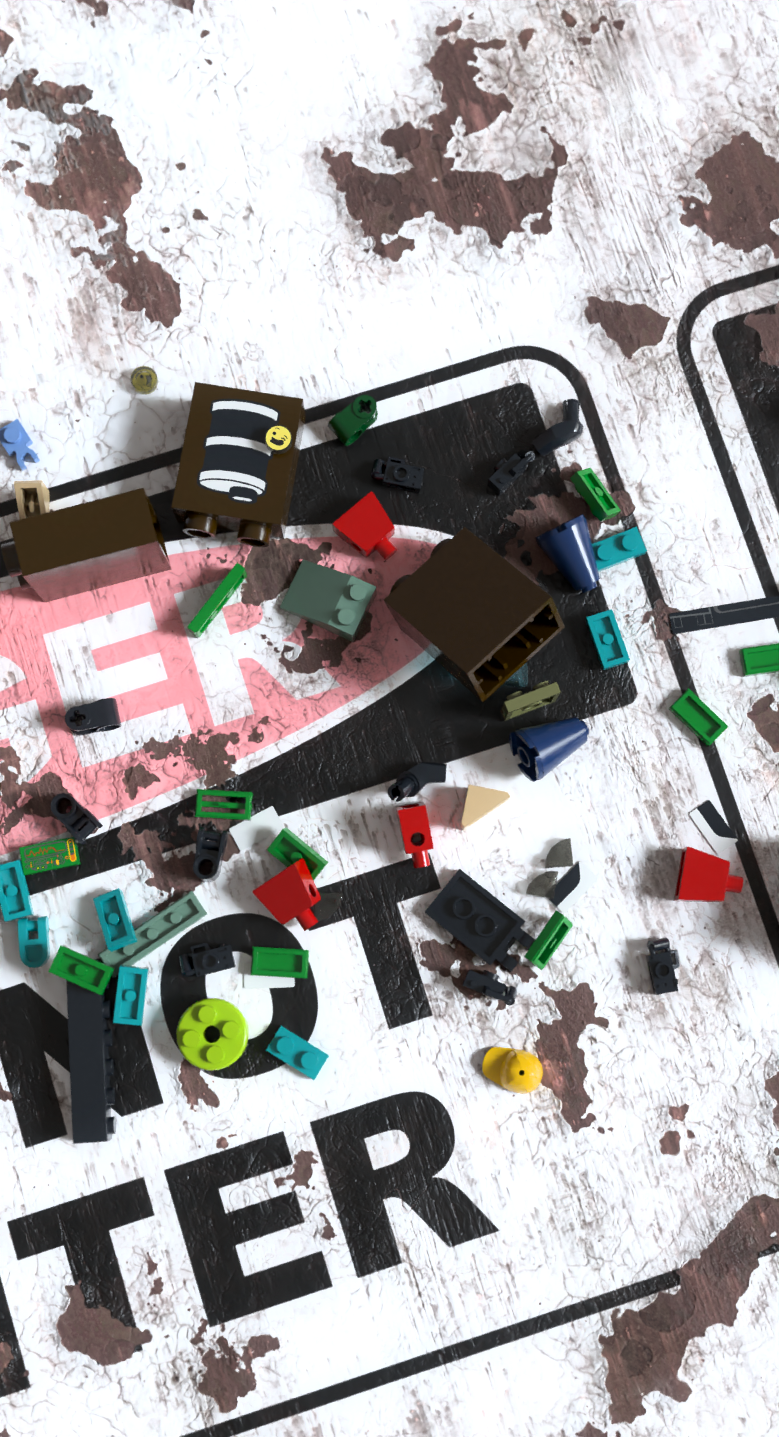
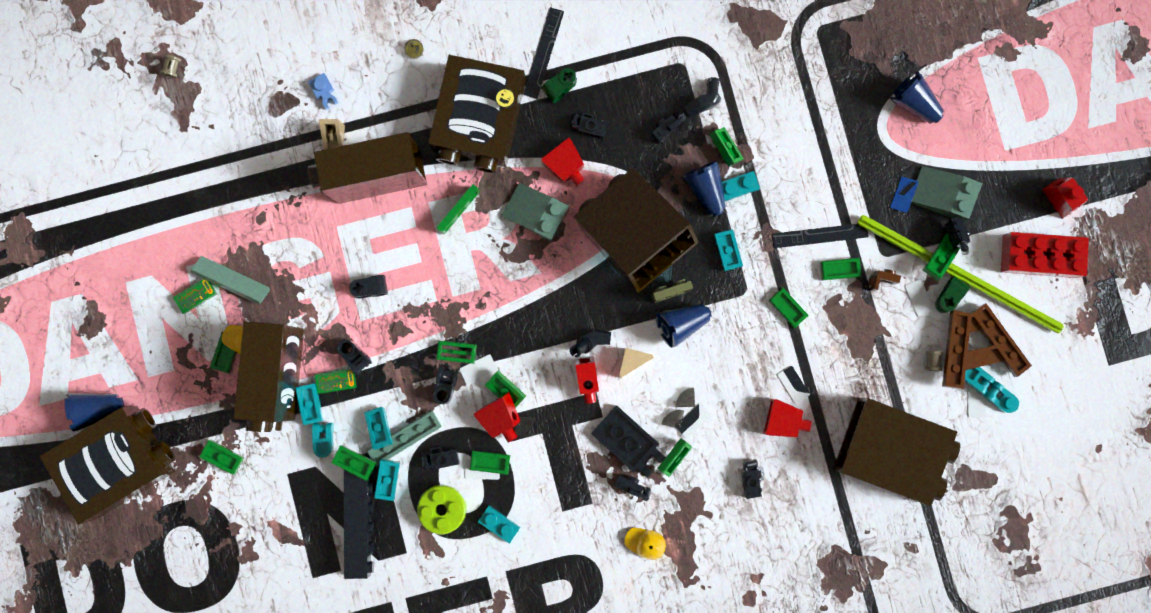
camera: 10 degrees right, 5 degrees up
(329, 377) = (543, 53): none -> black sticker

